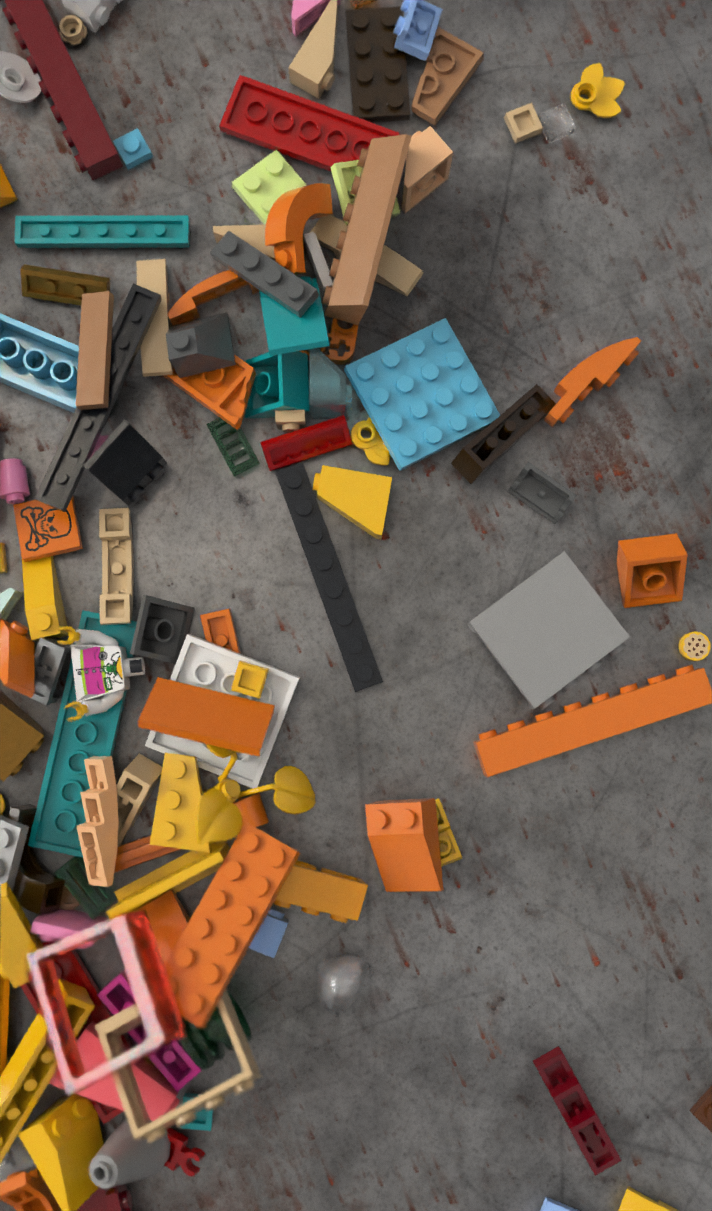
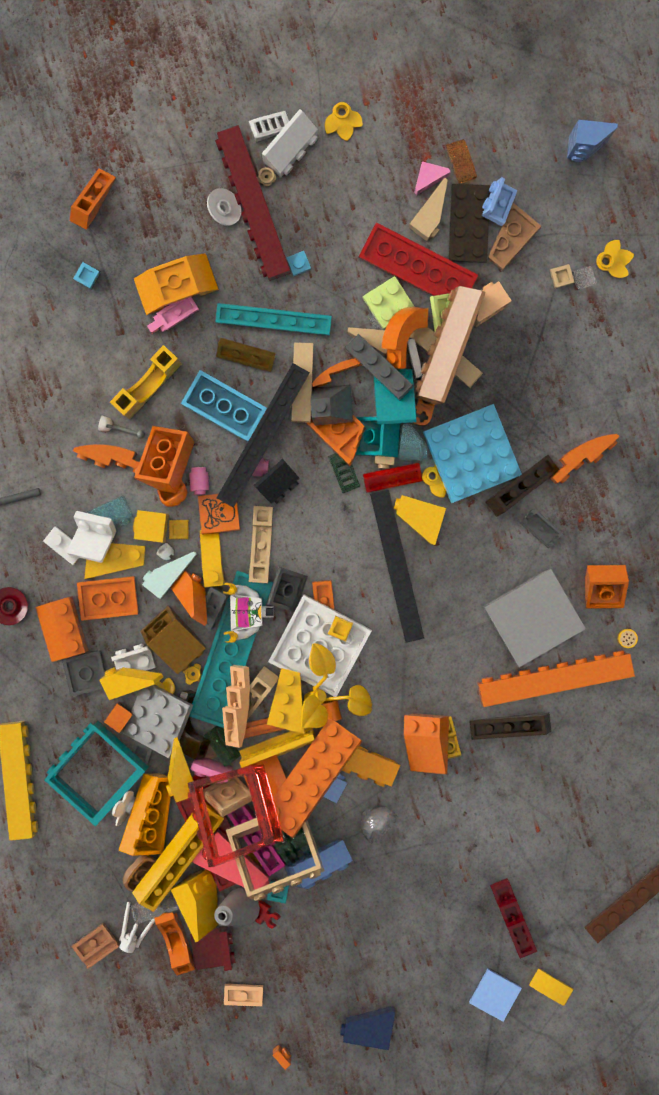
camera: 10 degrees right, 5 degrees up
(23, 781) = (189, 678): none -> yellow plate
(94, 350) = (264, 405): medium nougat tile -> none
(94, 969) = (227, 796): none -> tan tile
(207, 716) = (312, 649): orange tile -> none
(273, 1049) = (333, 856): none -> medium blue wedge
(534, 803) = (511, 726): none -> dark brown slope

